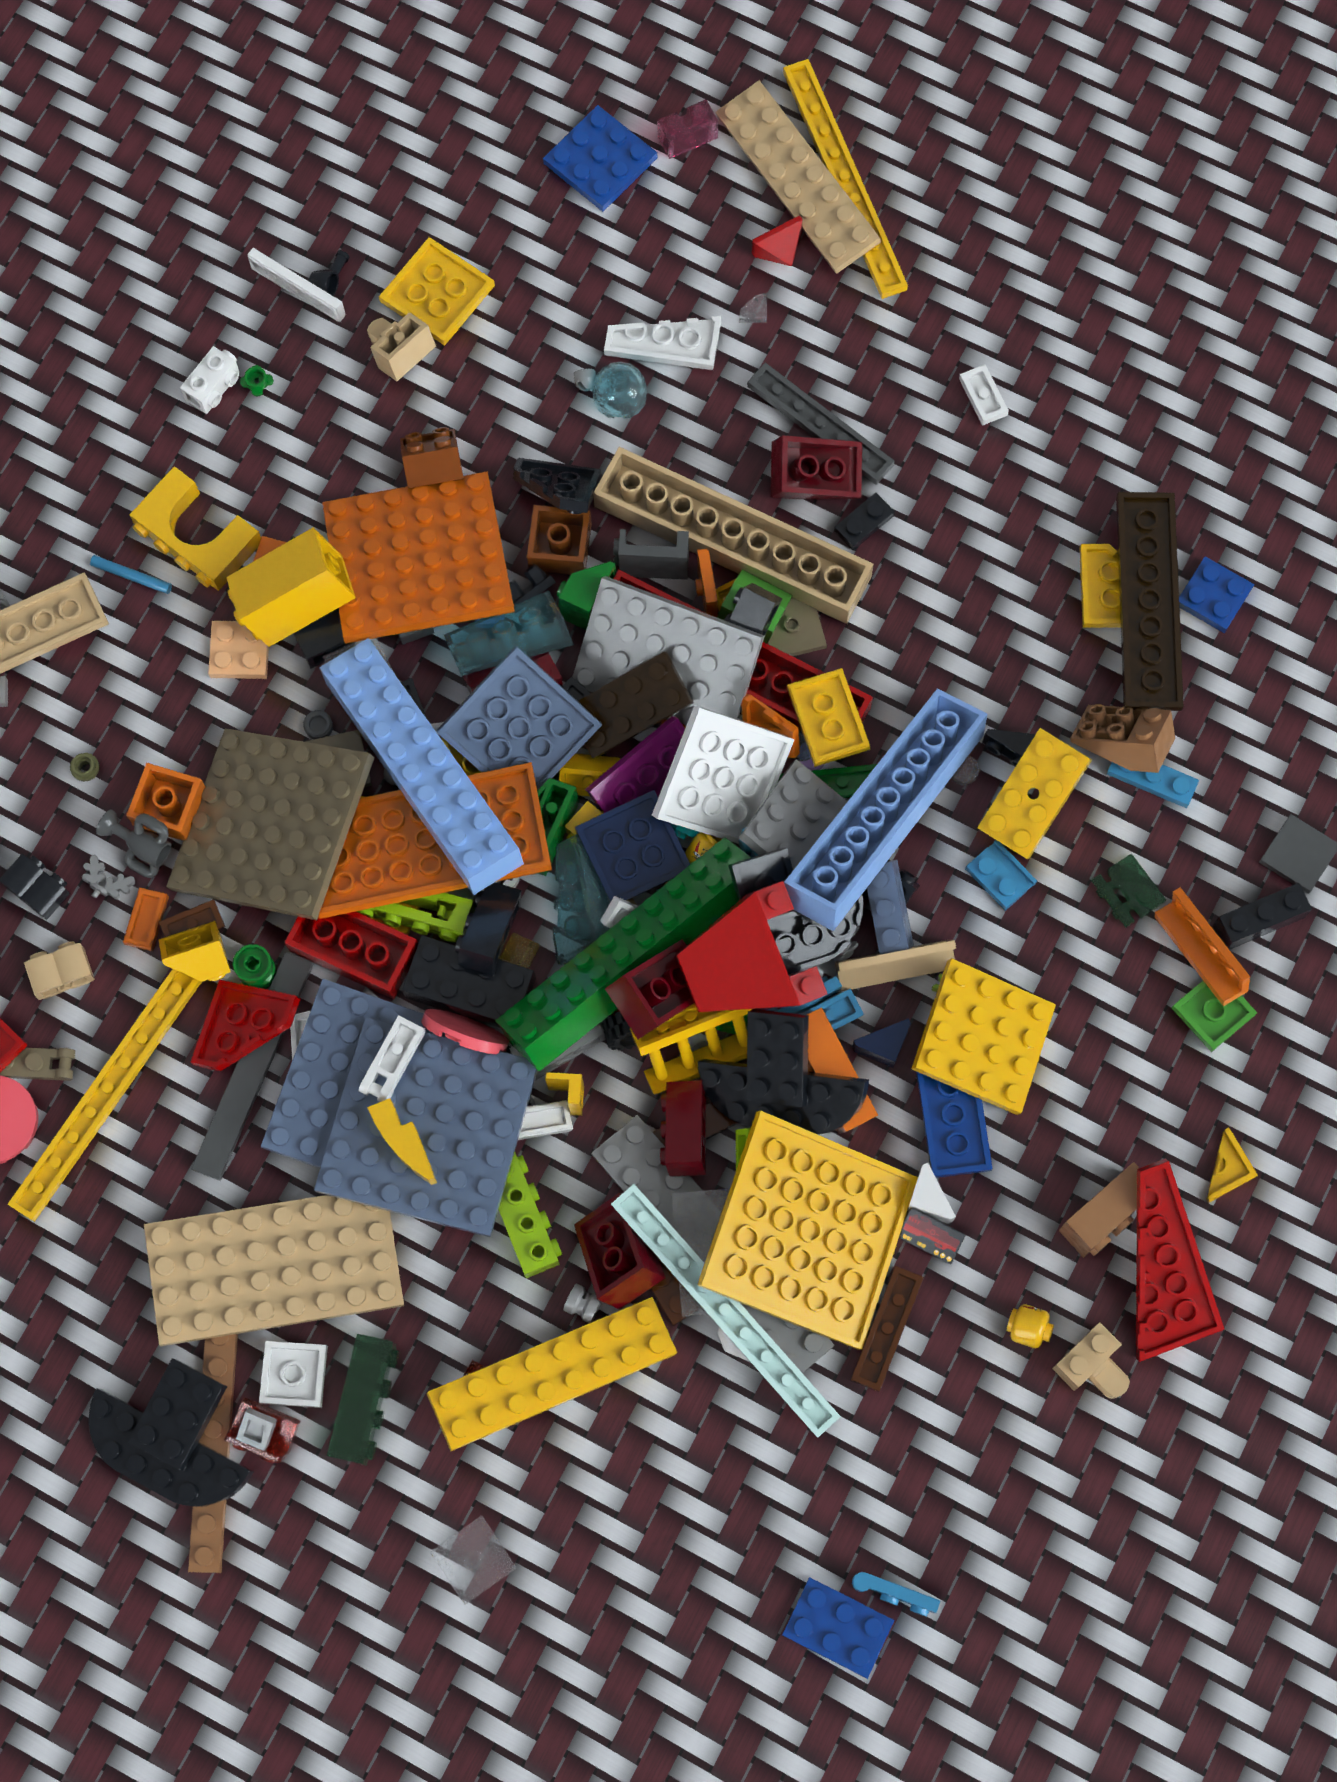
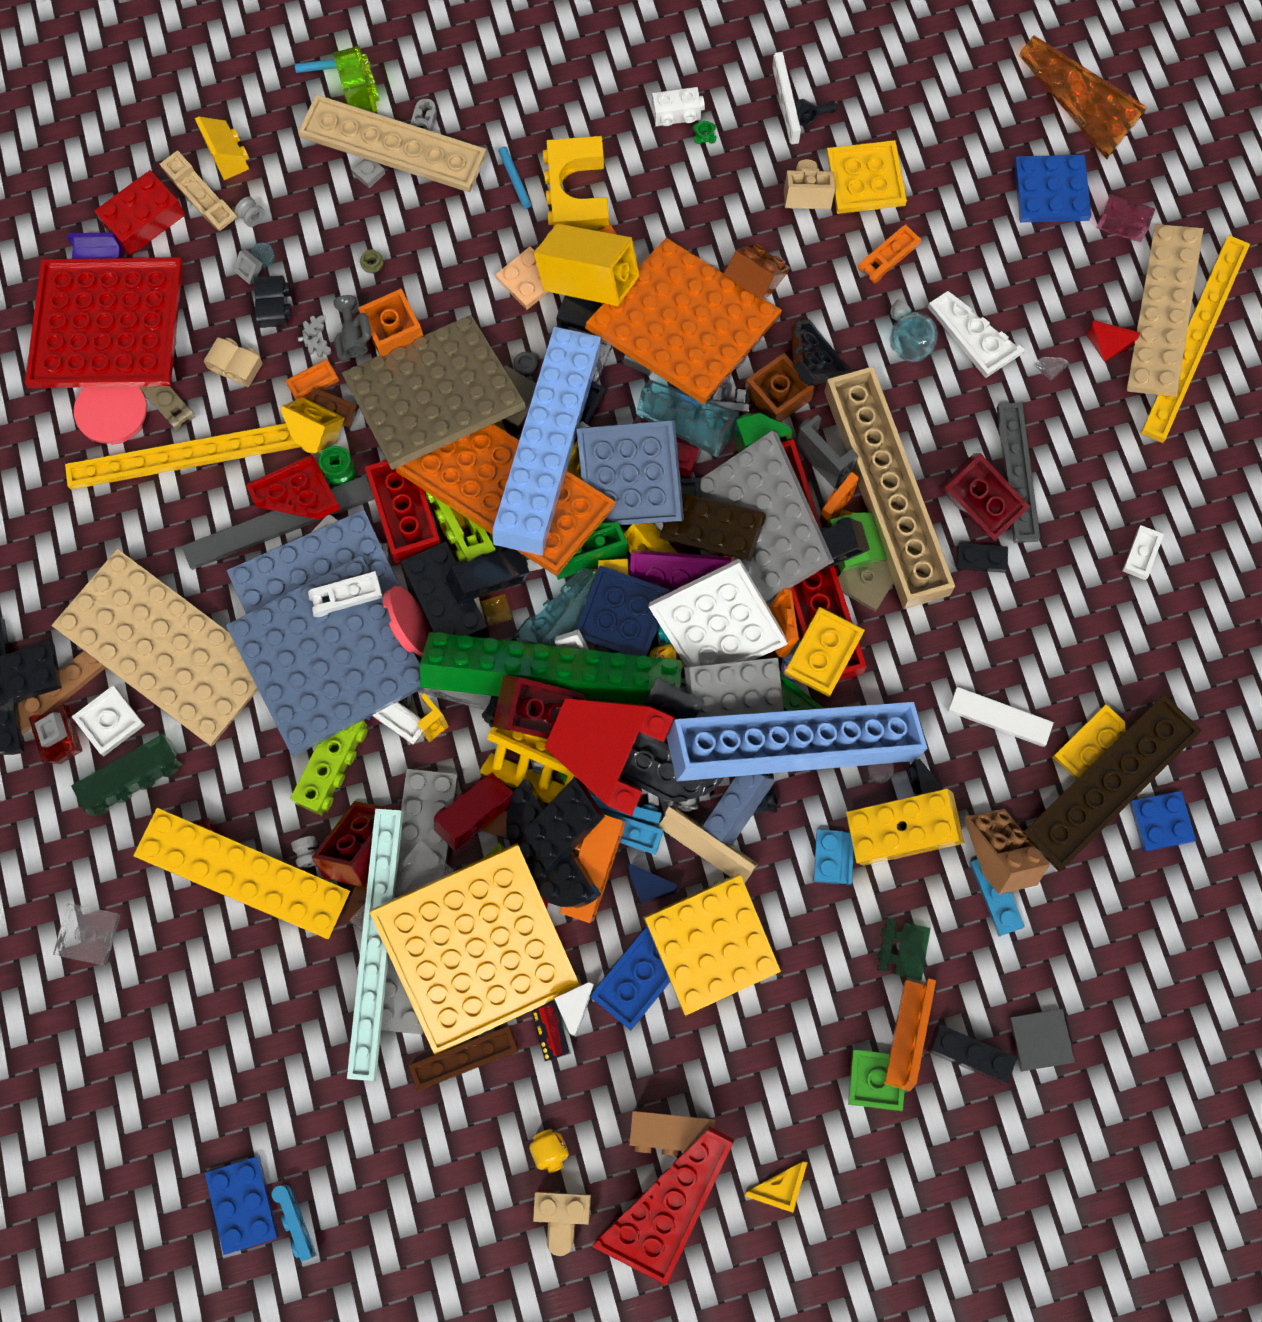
camera: 45 degrees right, 0 degrees up
(402, 1139) = (299, 646): yellow slope -> none
(526, 338) = (890, 253): none -> orange plate
(557, 53) = (1093, 103): none -> clear orange wing
(1011, 635) = (1000, 717): none -> white tile

